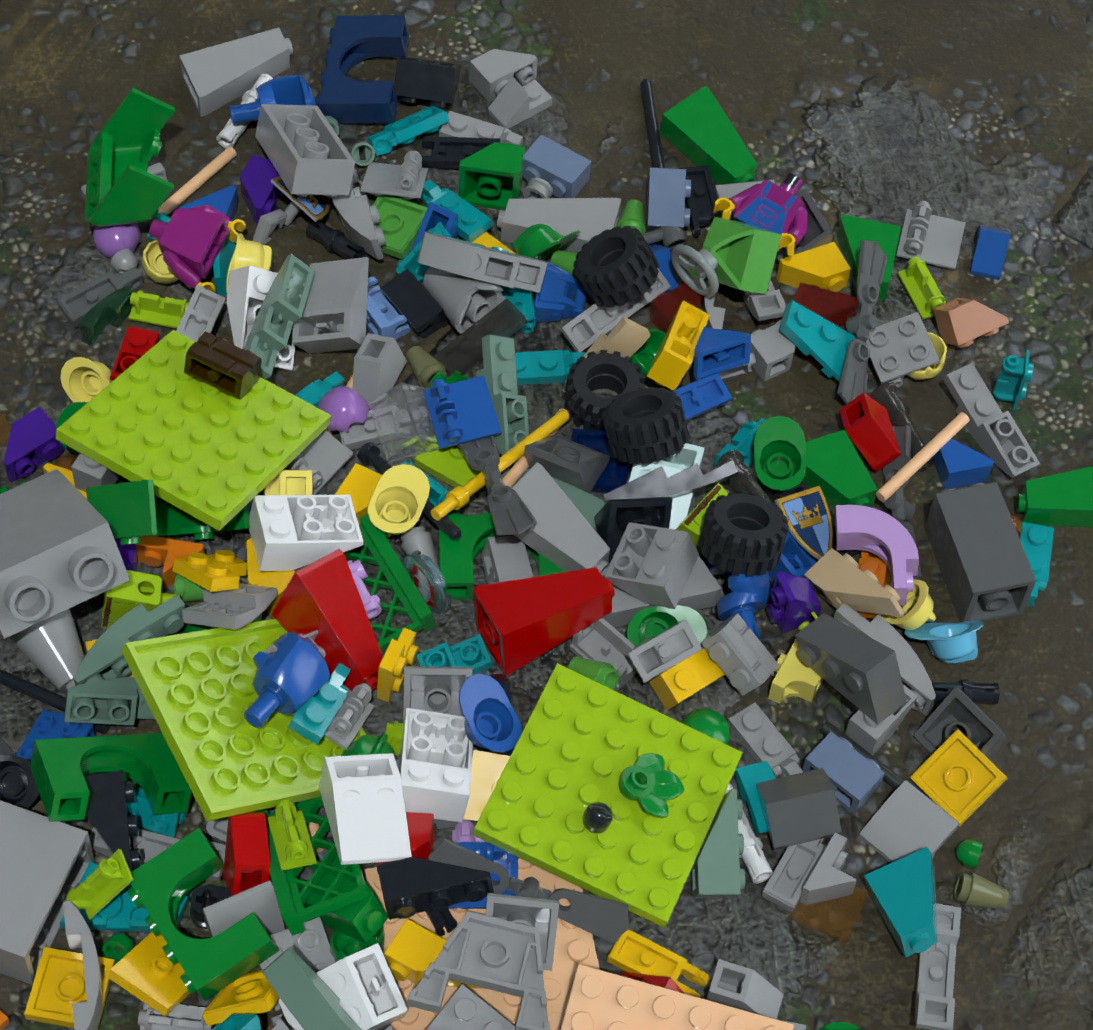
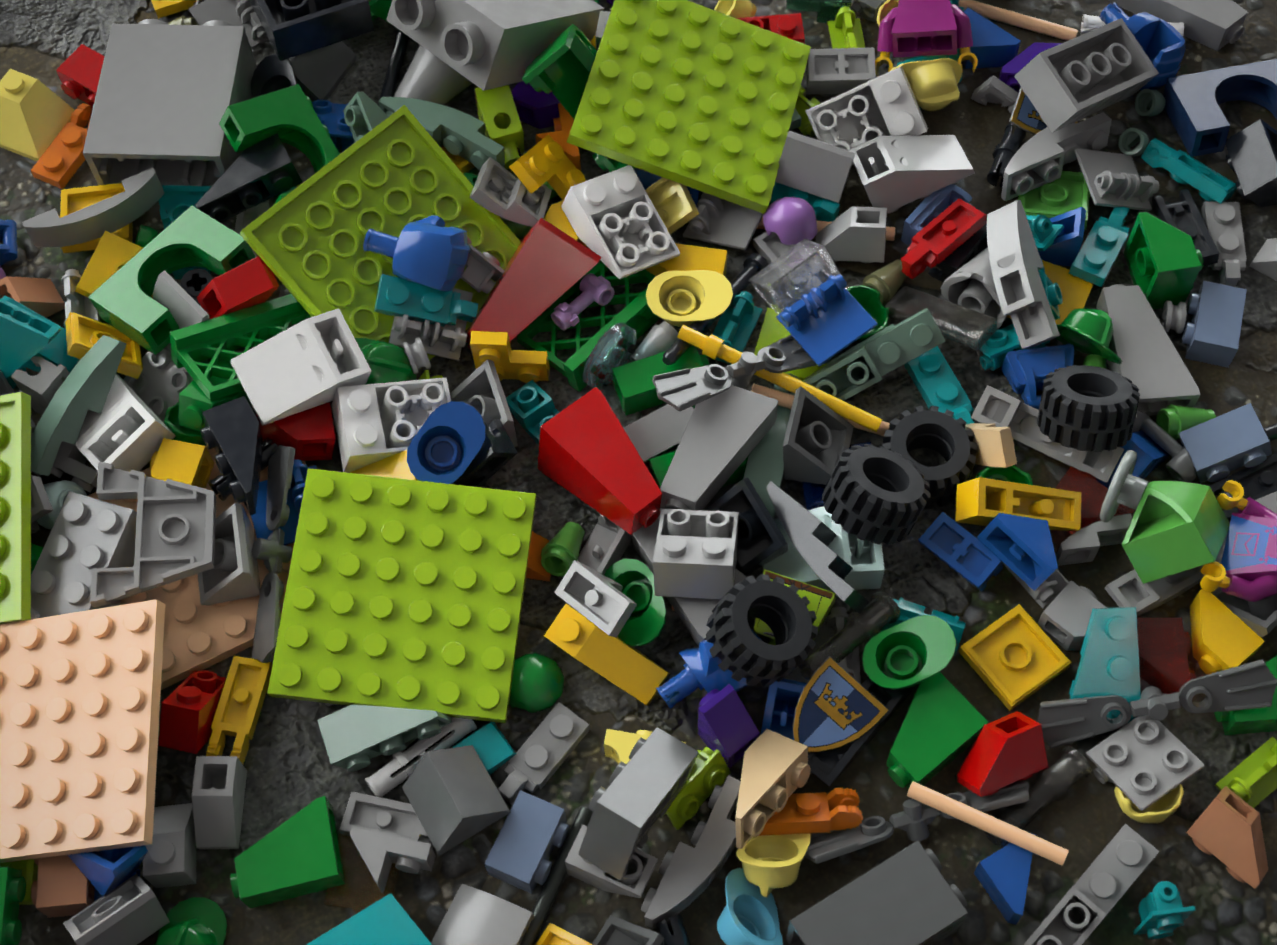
camera: 80 degrees right, 5 degrees up
(101, 885) = (180, 189): lime hinge -> none
(222, 365) = (769, 86): dark brown brick -> none
(279, 311) = (864, 119): sand green slope -> none
(291, 837) = (264, 322): lime hinge -> none
(304, 368) = (814, 166): none -> light grey slope
(373, 723) = (416, 355): none -> light grey bush
(412, 305) = (942, 237): none -> red hinge
(595, 821) = (363, 582): black hinge -> none
(651, 784) = (416, 631): green plate -> none
(739, 654) = (628, 683): light grey brick -> none
(791, 396) = (1014, 657): none -> yellow plate
(808, 949) = (292, 859): none -> green slope
(884, 536) = (835, 813): lavender arch -> none

